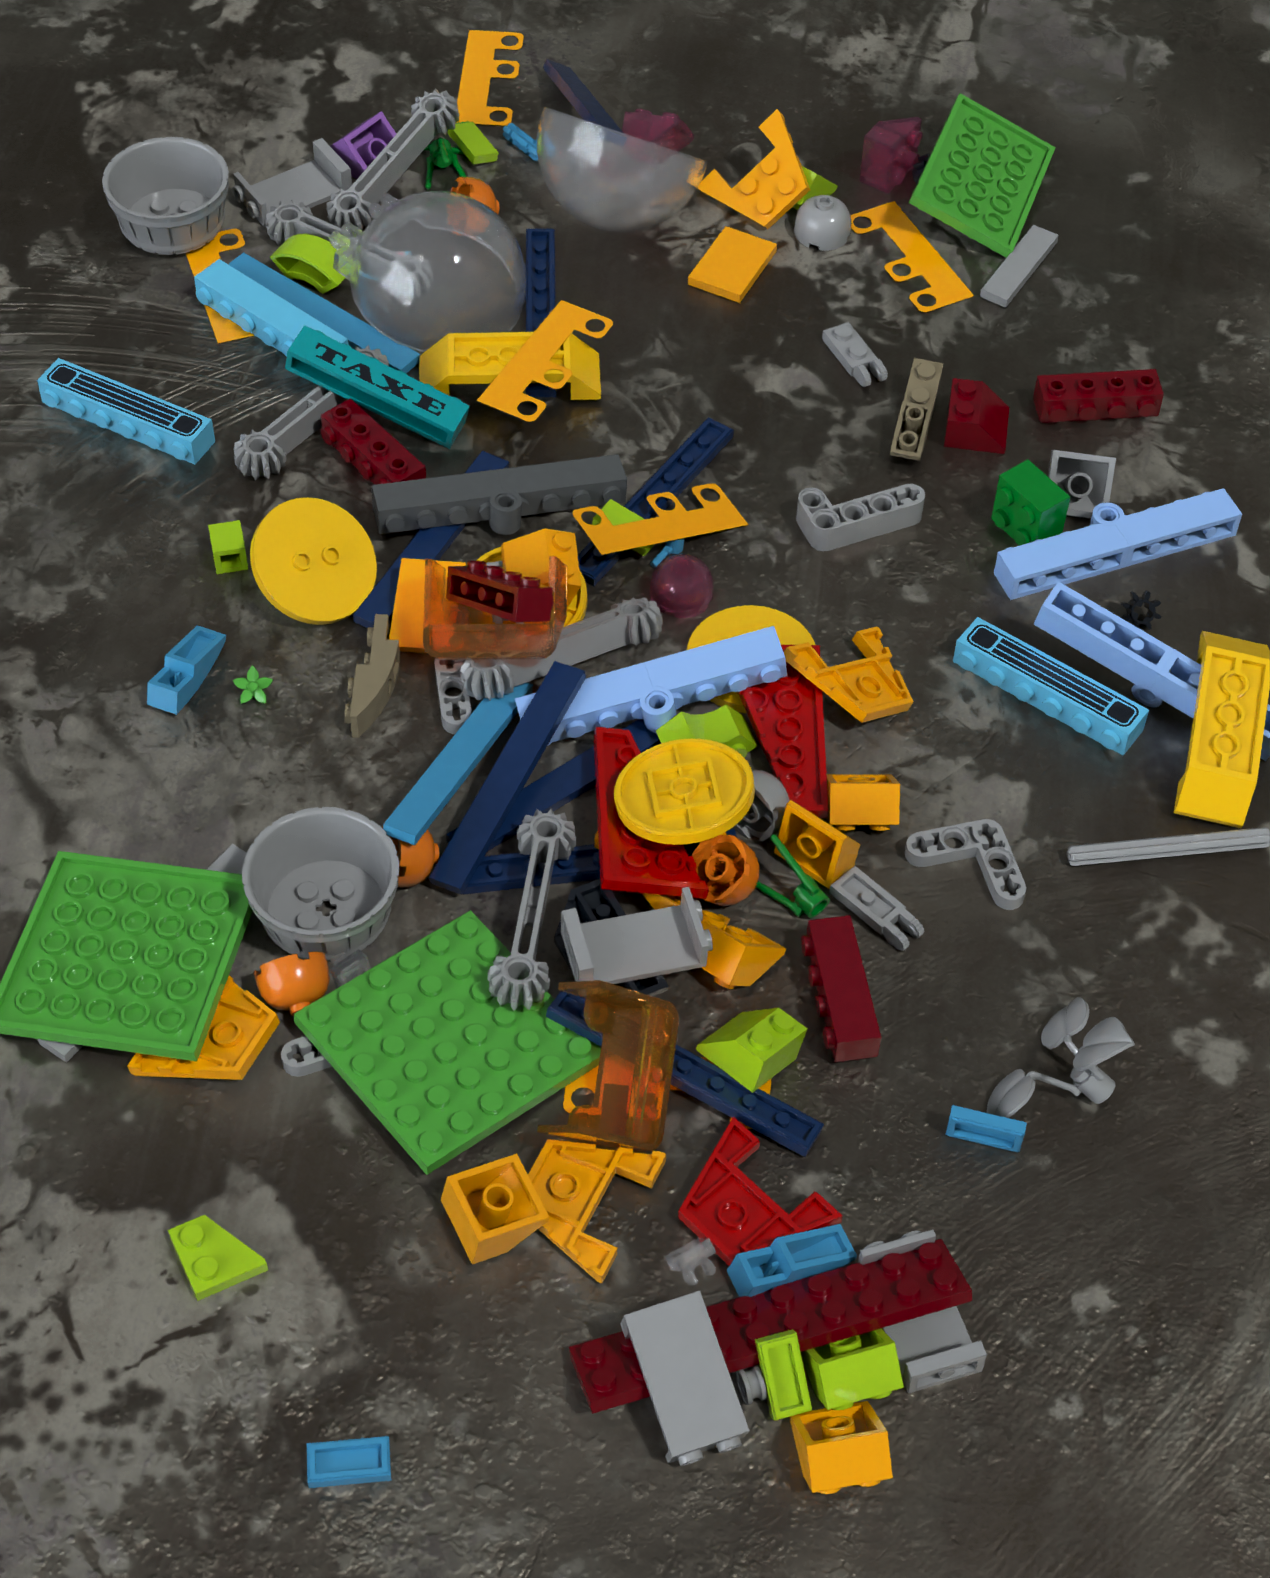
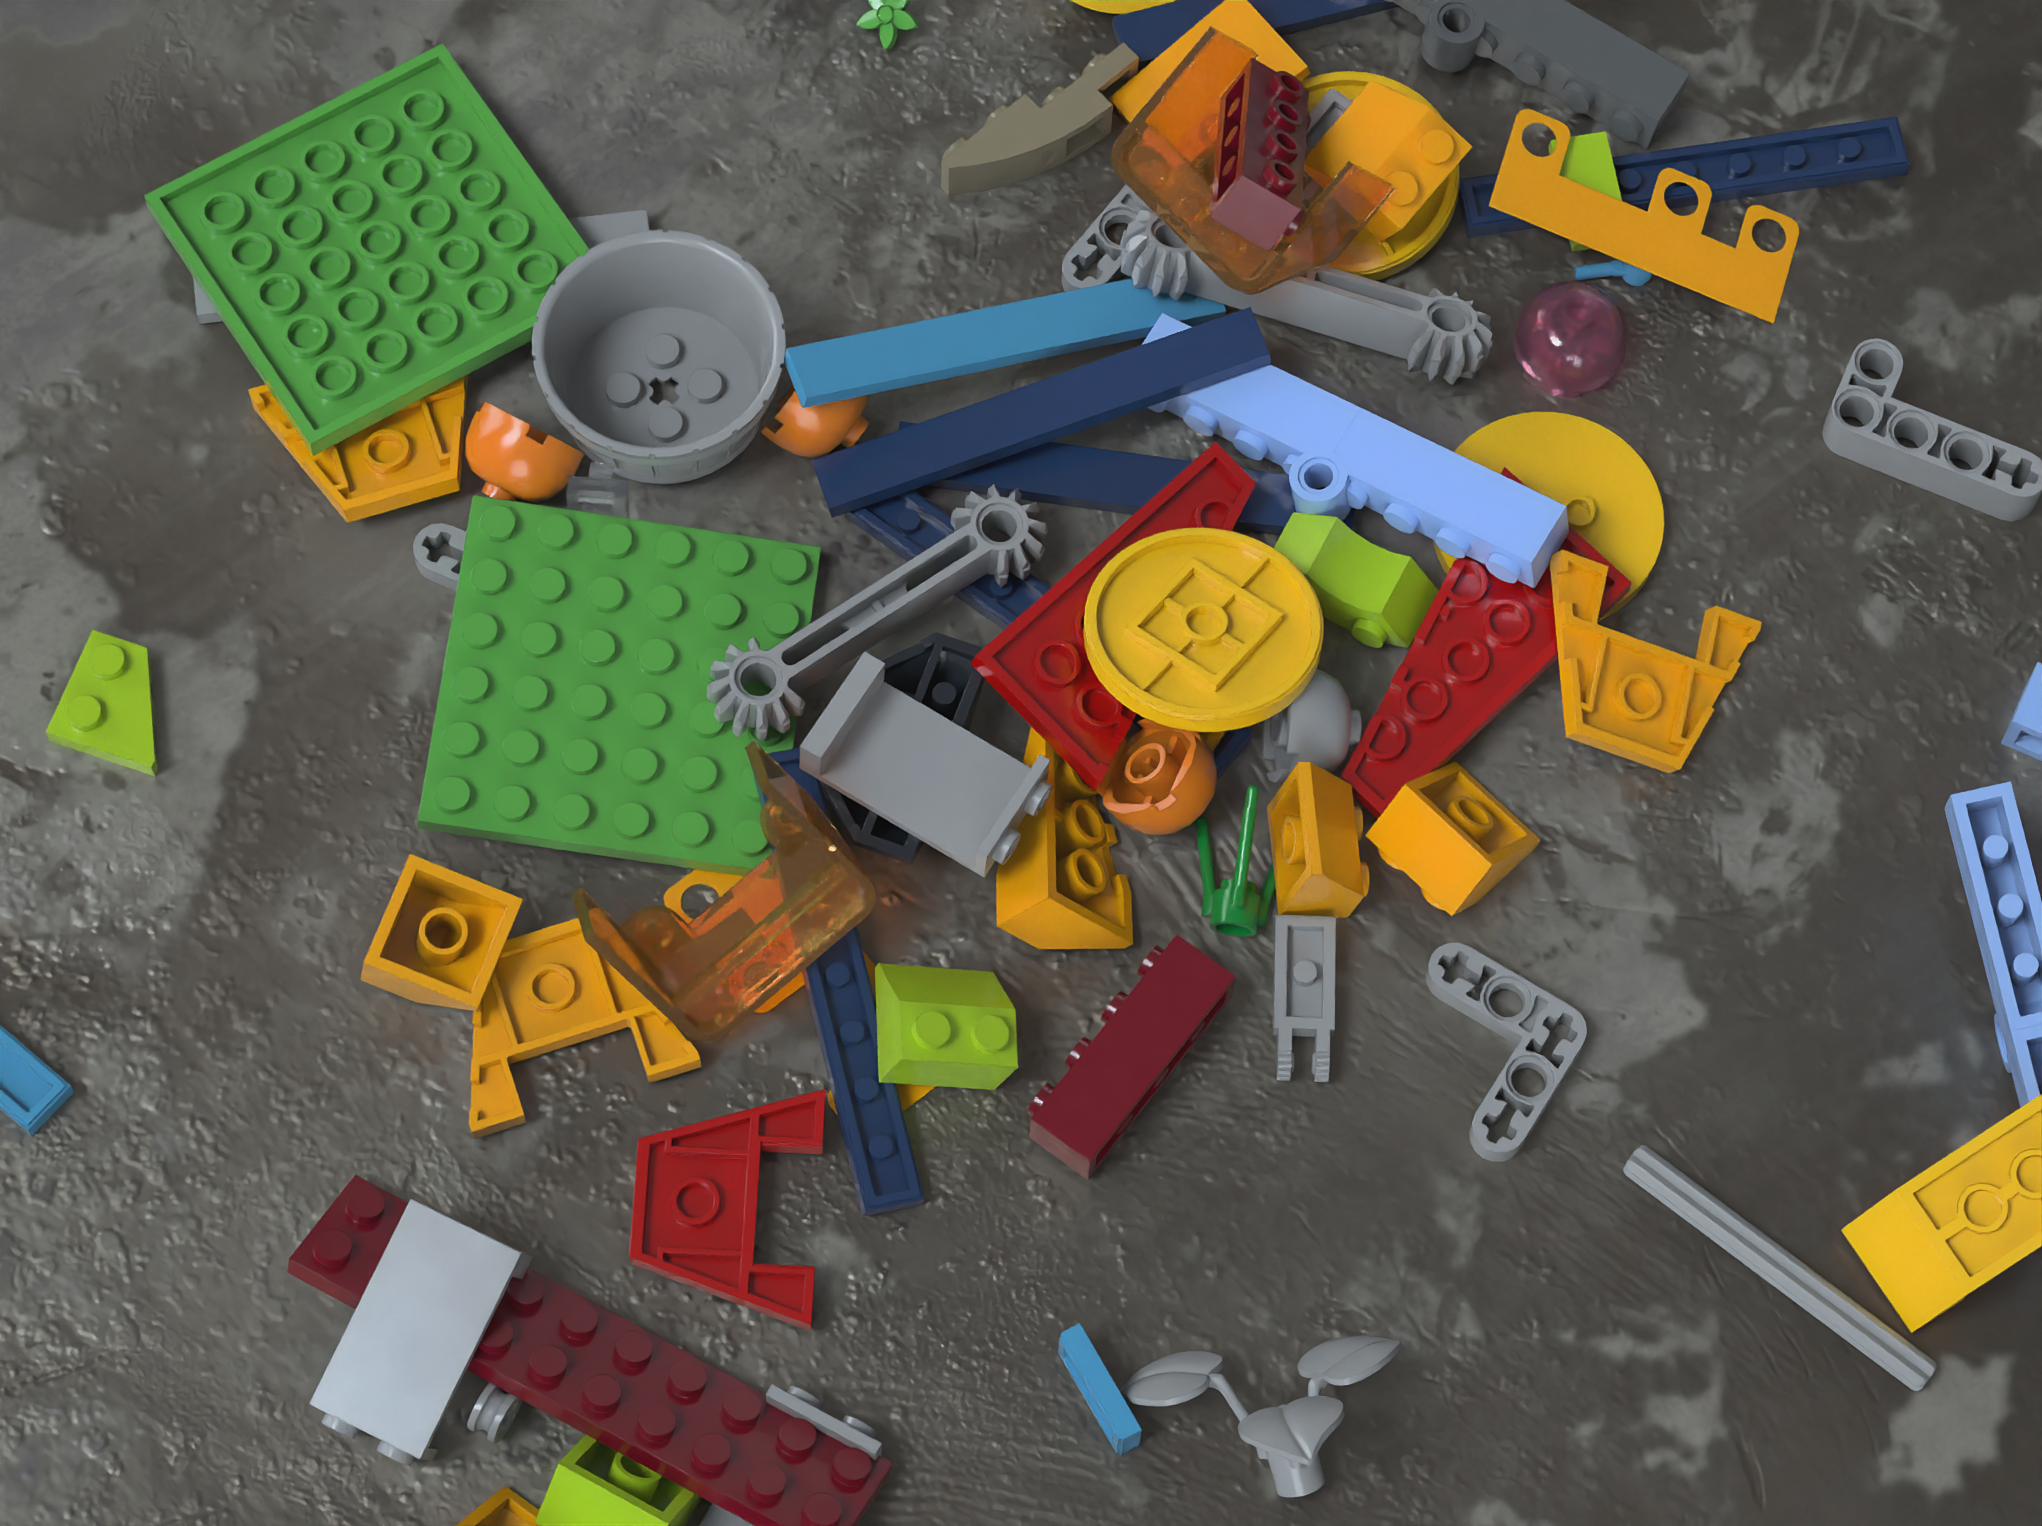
camera: 45 degrees right, 15 degrees up
(690, 1256) = (594, 1203): clear tile -> none
(783, 1374) = (530, 1436): lime tile -> none
(790, 1260) = (700, 1320): dark azure slope -> none
(1050, 686) = (1886, 912): medium azure brick -> none

